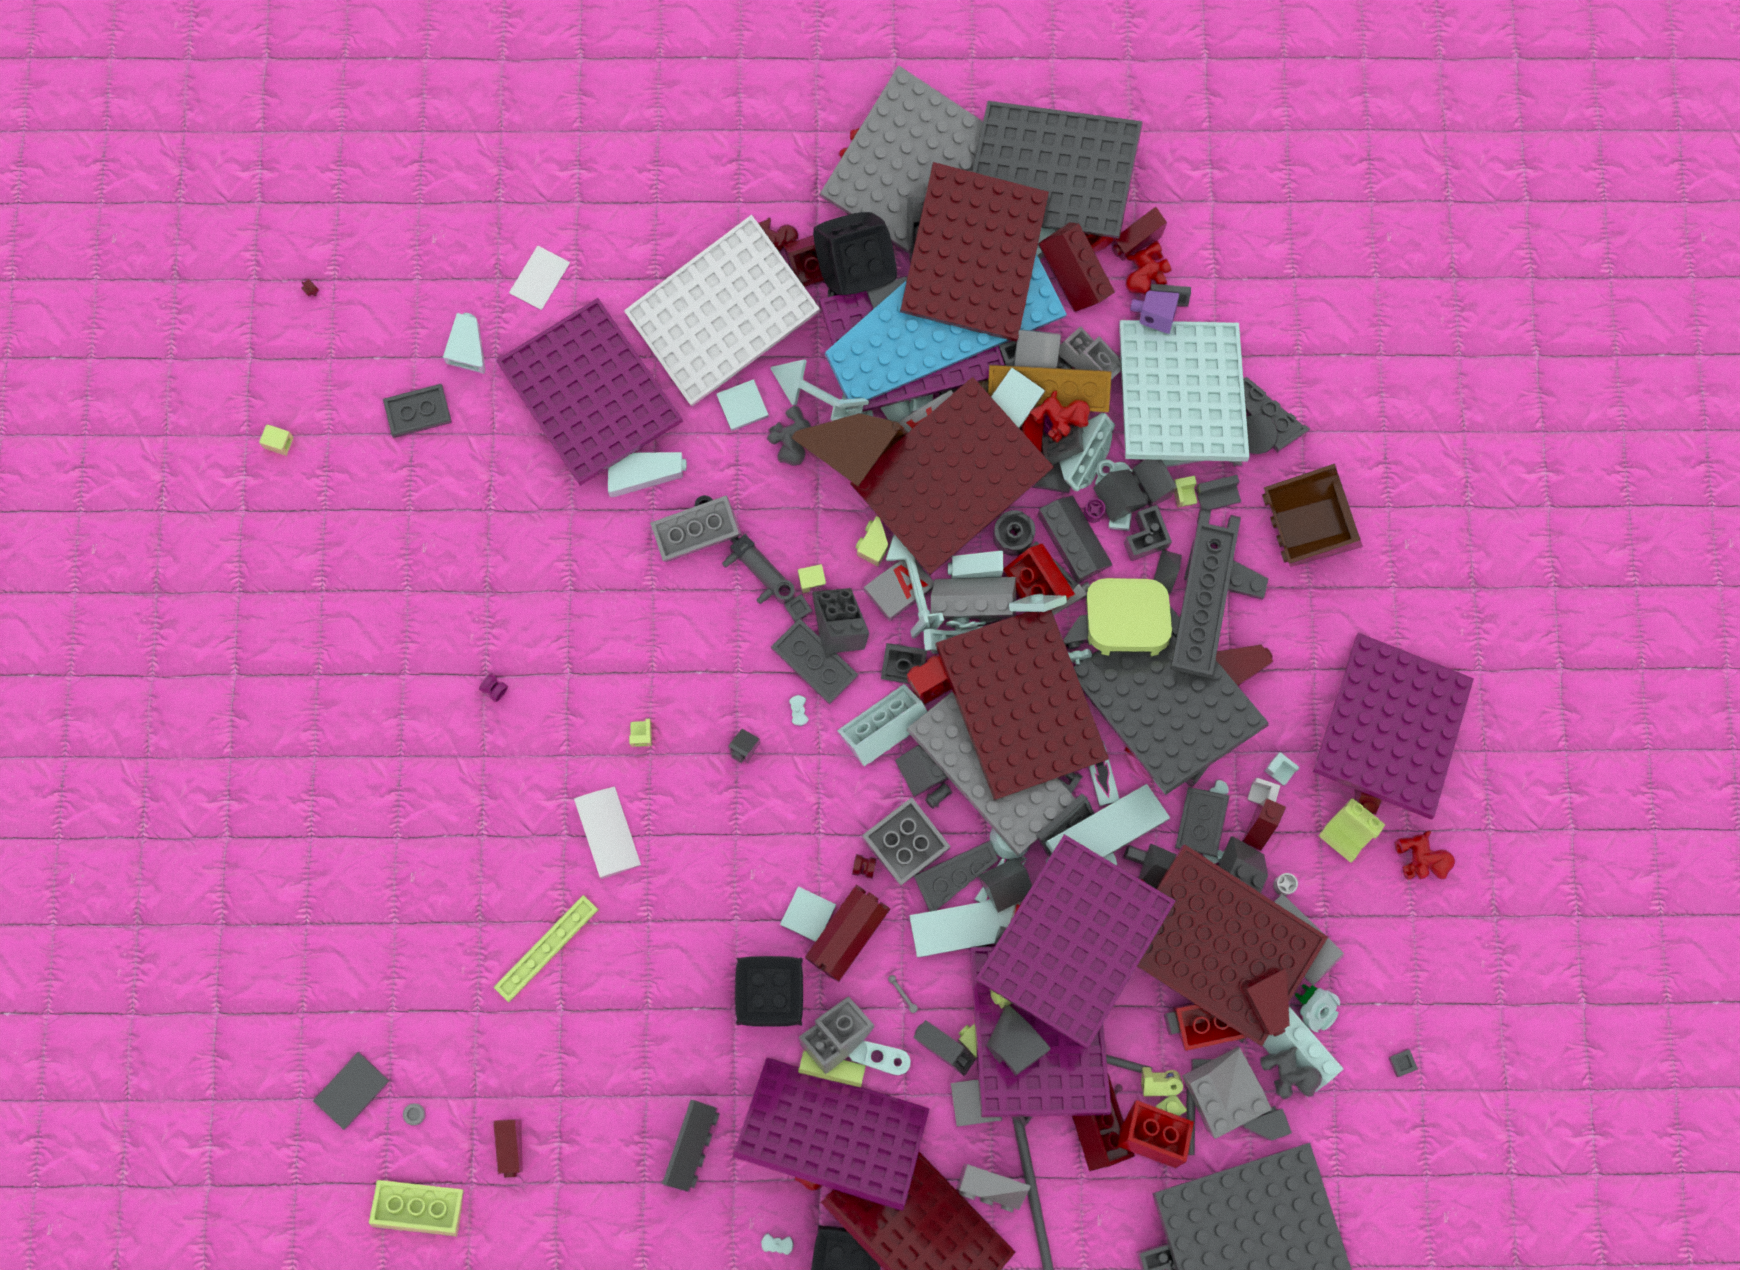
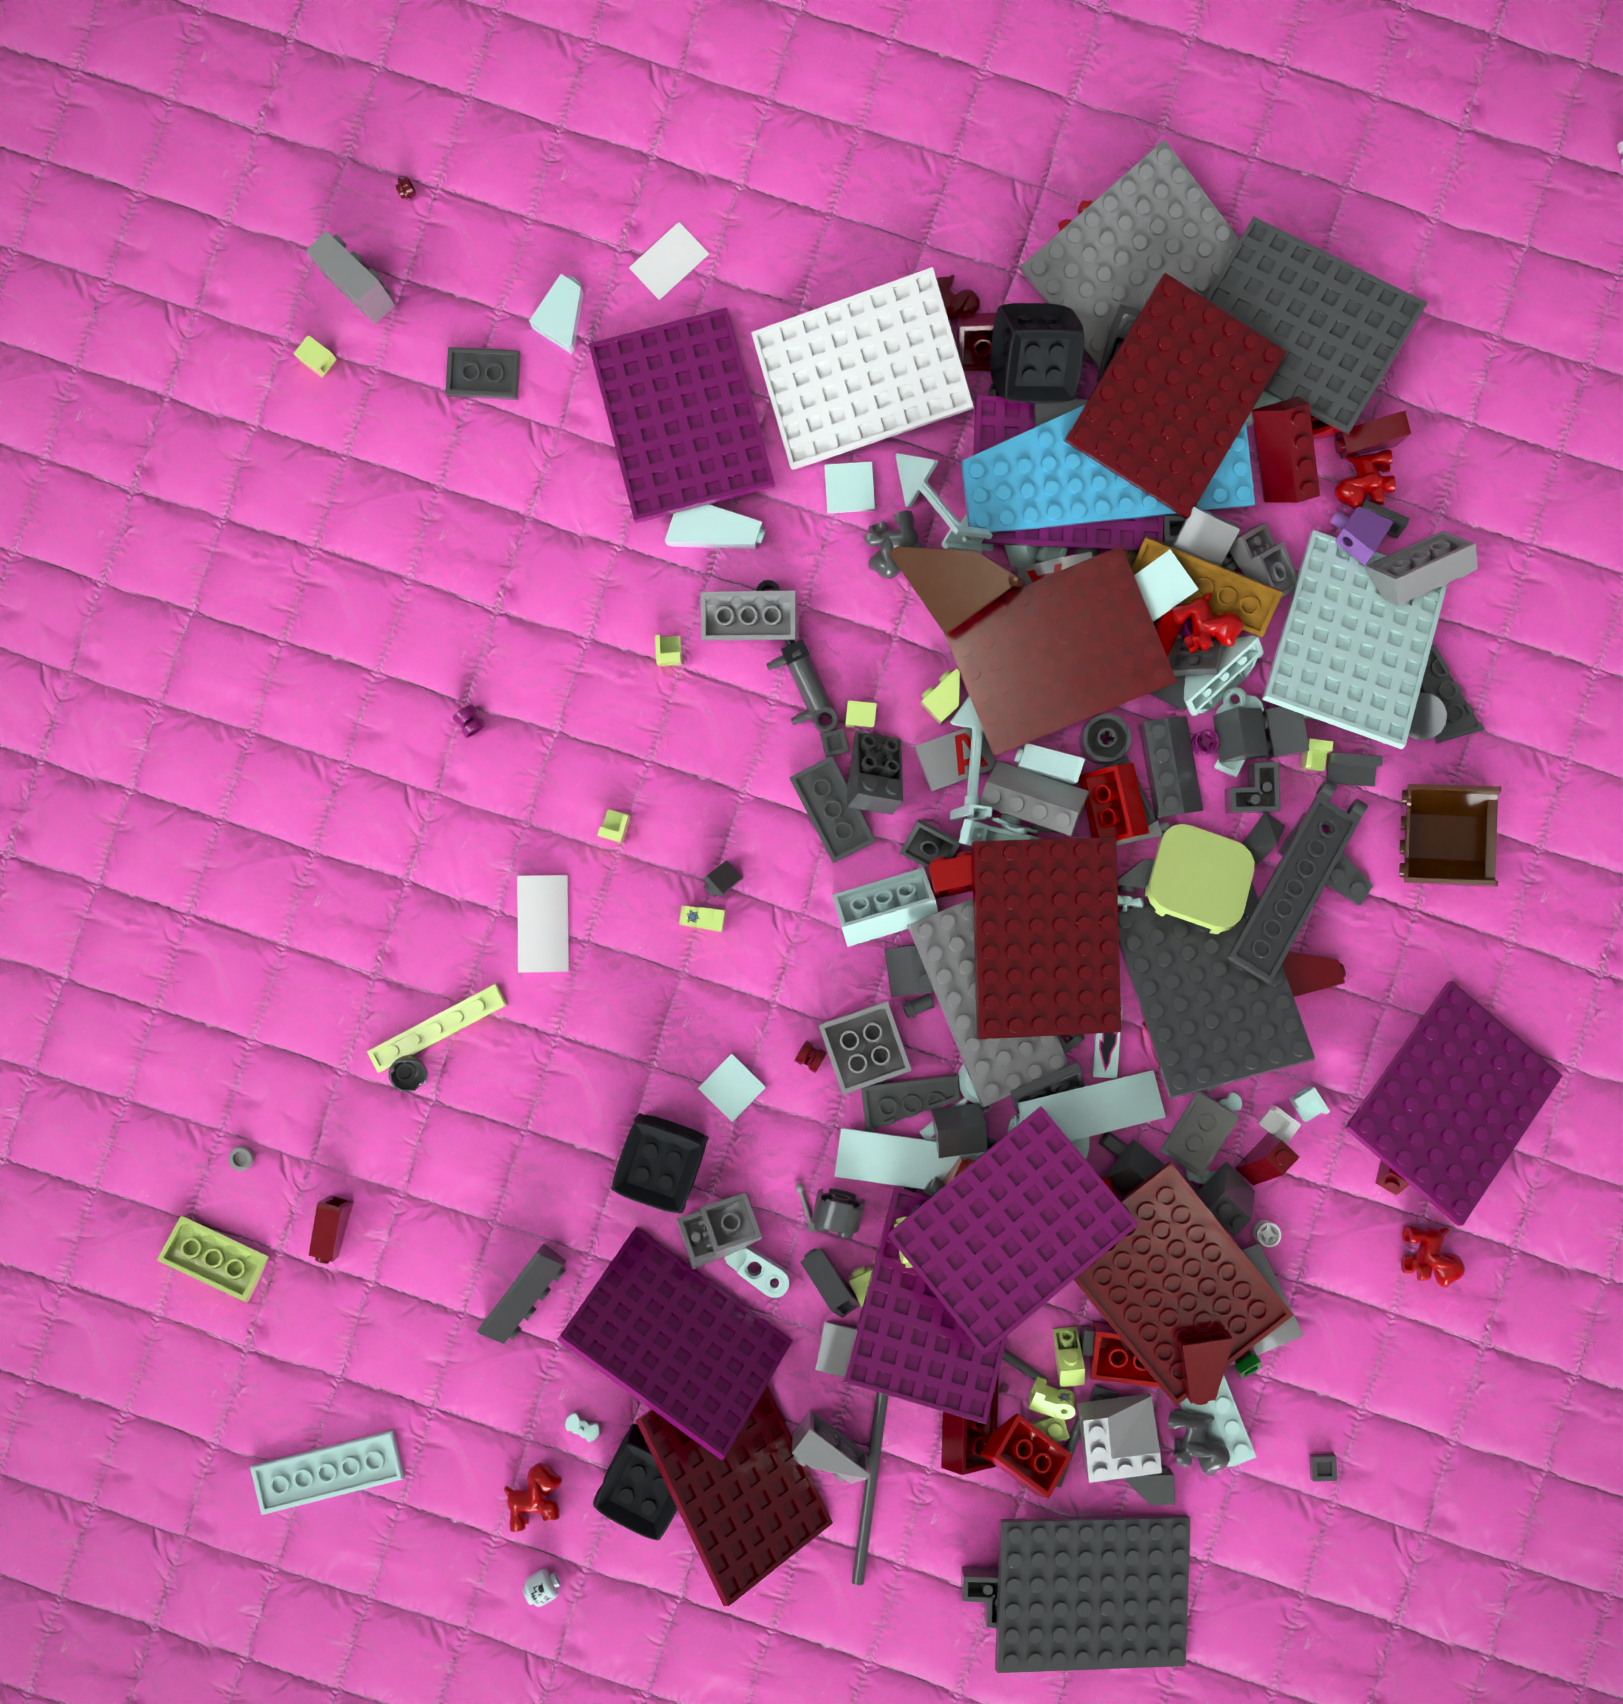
camera: 25 degrees right, 10 degrees up
(289, 367) = (350, 277): none -> light grey slope
(351, 1090) = (182, 1110): dark grey tile -> none
(534, 992) = (407, 1073): none -> dark grey hair
(639, 579) = (668, 650): none -> yellowish green panel
(737, 783) = (702, 918): none -> yellowish green leg
(797, 703) = (796, 858): light aqua piece -> none
(845, 1072) = (715, 1273): yellowish green tile -> none
(847, 933) = (766, 1126): dark red brick -> none
(930, 985) = (837, 1212): none -> dark grey brick
(1016, 1042) = (908, 1314): dark grey slope -> none
(1038, 603) = (1103, 833): light aqua plate -> none
(1162, 1042) = (1068, 1357): none -> yellowish green slope
(1215, 320) = (1423, 567): none -> light grey slope
(1324, 1001) = (1254, 1383): light aqua plate -> none
(1351, 829) = (1362, 1200): yellowish green panel -> none

